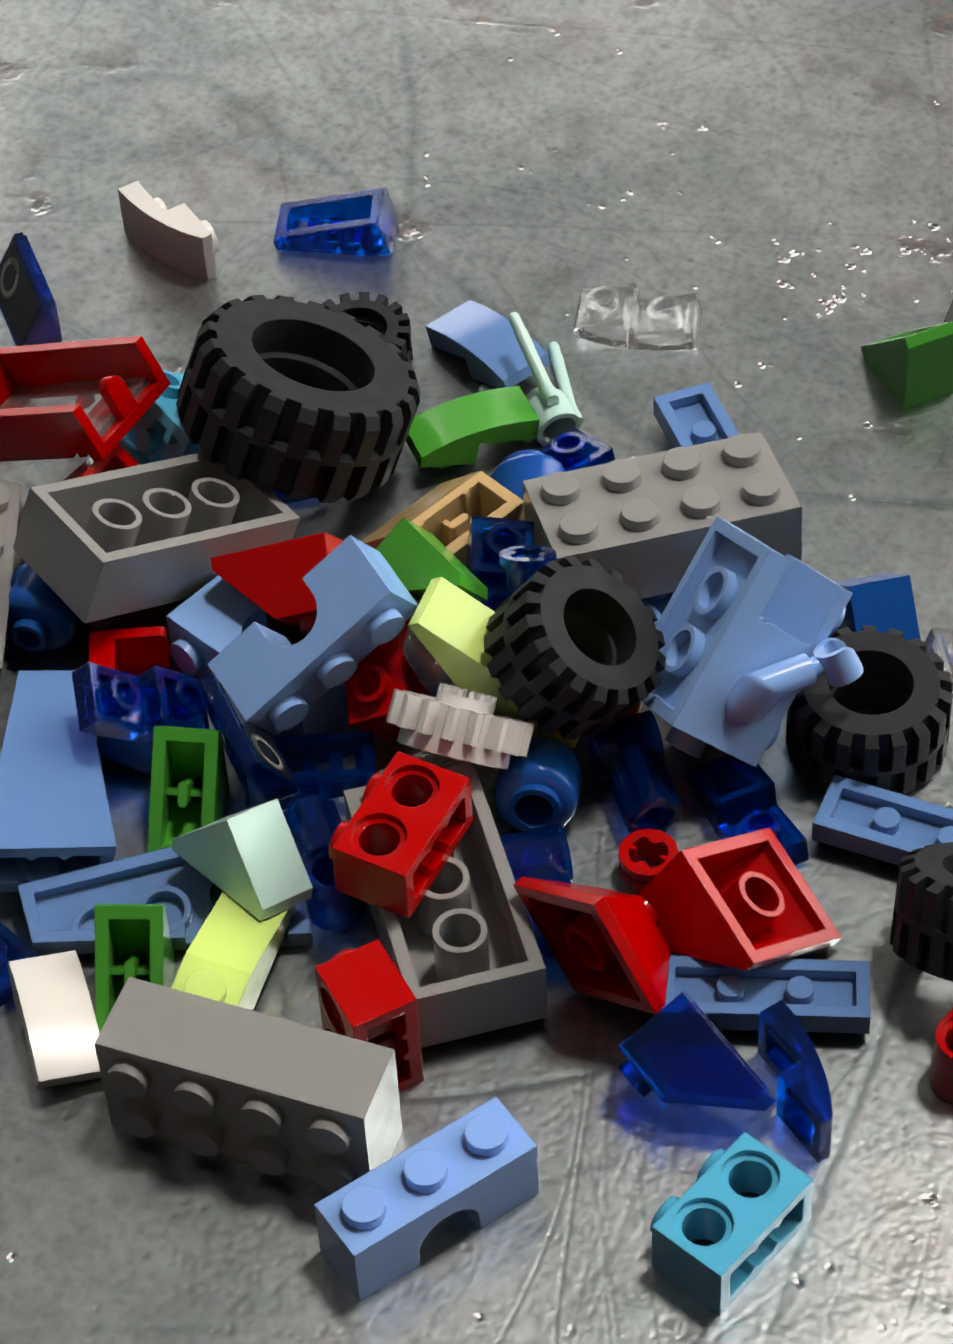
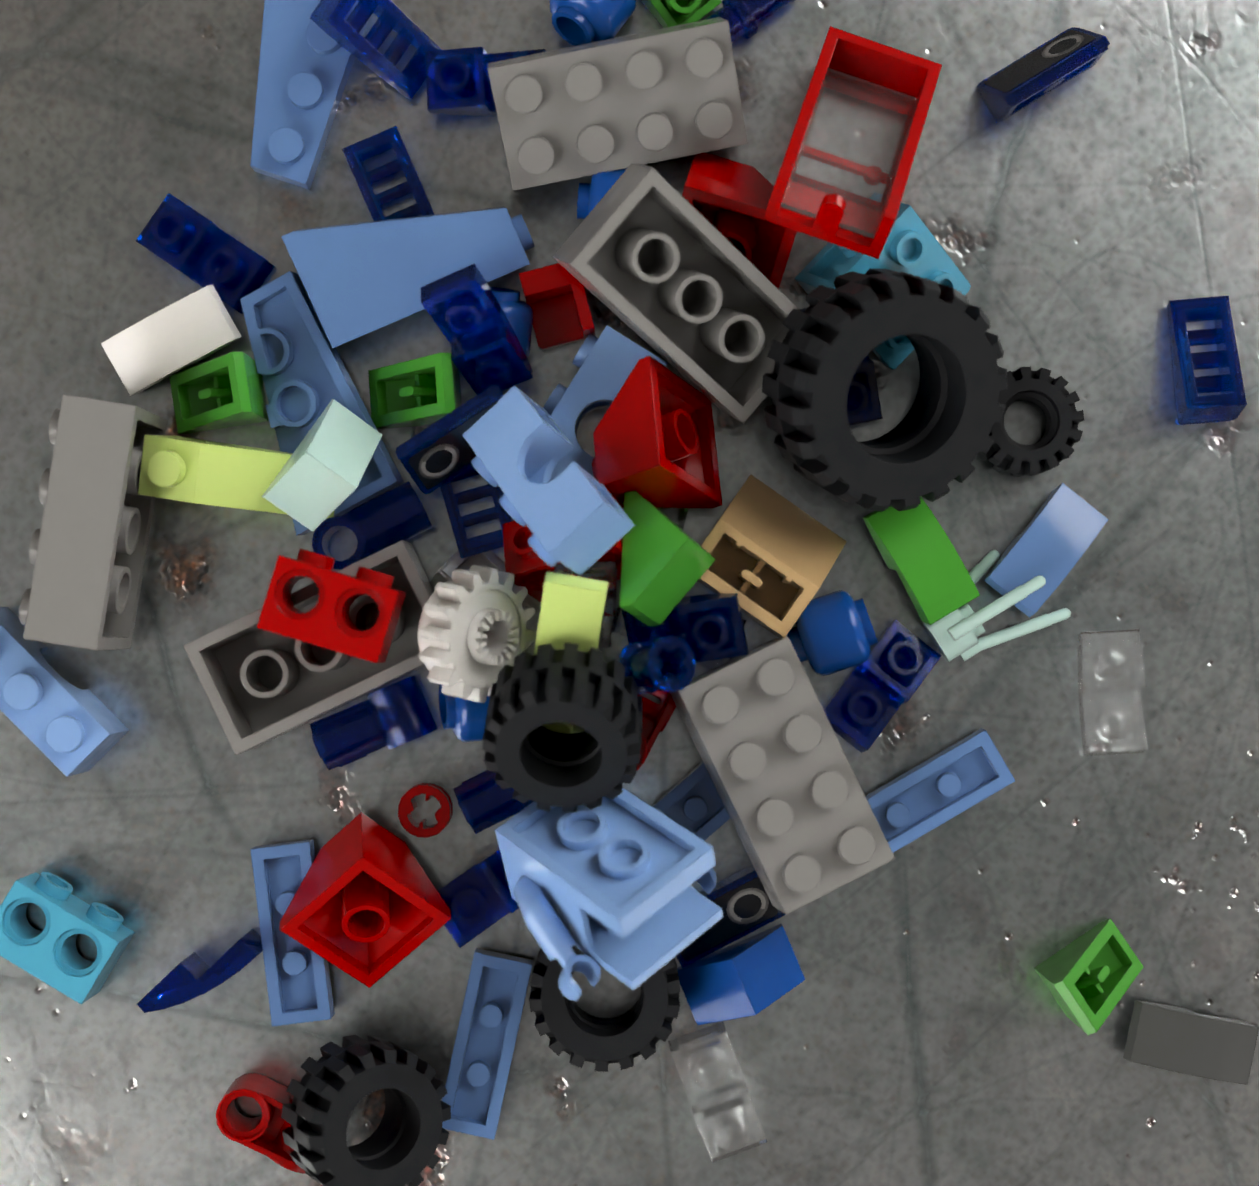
camera: 75 degrees right, 40 degrees up
(169, 235) = (1153, 197): white slope -> none
(370, 1001) = (176, 610): red brick -> none
(601, 940) = (289, 798): red slope -> none
(691, 1061) = (194, 887): clear blue slope -> none

